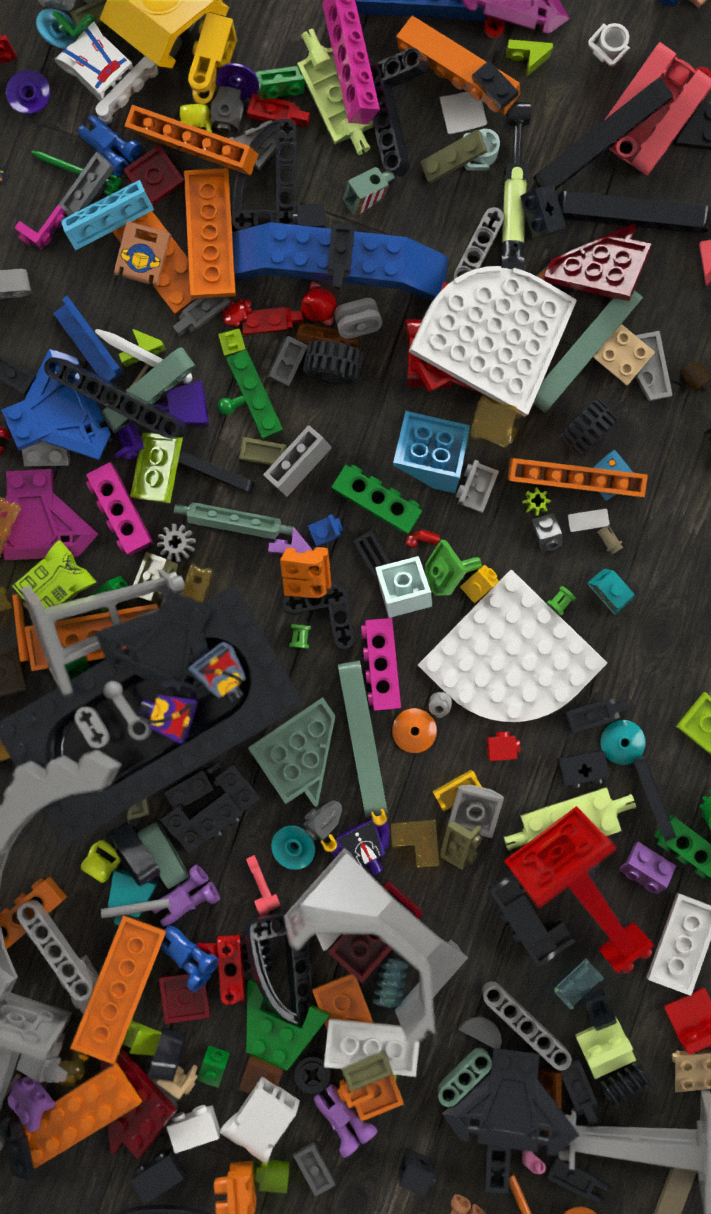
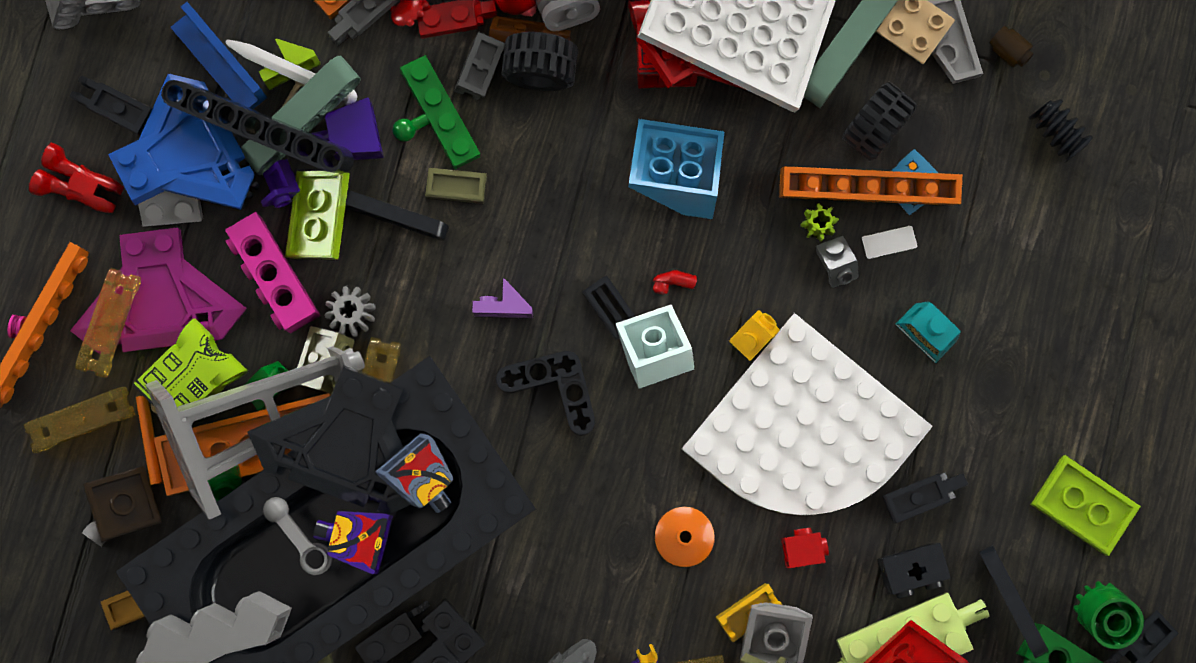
camera: 10 degrees left, 5 degrees down
(87, 730) = (244, 566): light grey beam -> none
(232, 342) = (406, 47): lime tile -> none
(233, 520) = (423, 276): sand green plate -> none
(297, 460) = (502, 192): light grey brick -> none
(298, 752) = (531, 578): sand green wing -> none
(300, 636) = (522, 422): bright green bush -> none
(306, 572) = (524, 336): orange hips -> none
(325, 530) = (546, 280): blue bracket -> none
(353, 474) = (646, 262): green brick -> none
(362, 738) = (616, 552): sand green beam -> none
(391, 698) = (634, 403): dark pink brick -> none
(440, 704) = (716, 498): light grey piece -> none
(446, 570) = (709, 318): bright green piece -> none
(477, 486) = (740, 209): light grey bracket -> none
(494, 421) = (756, 121): clear yellow piece -> none
(558, 605) = (866, 340): bright green bush -> none
(610, 539) = (920, 264): dark tan pin -> none
(612, 737) = (948, 530): teal dish -> none

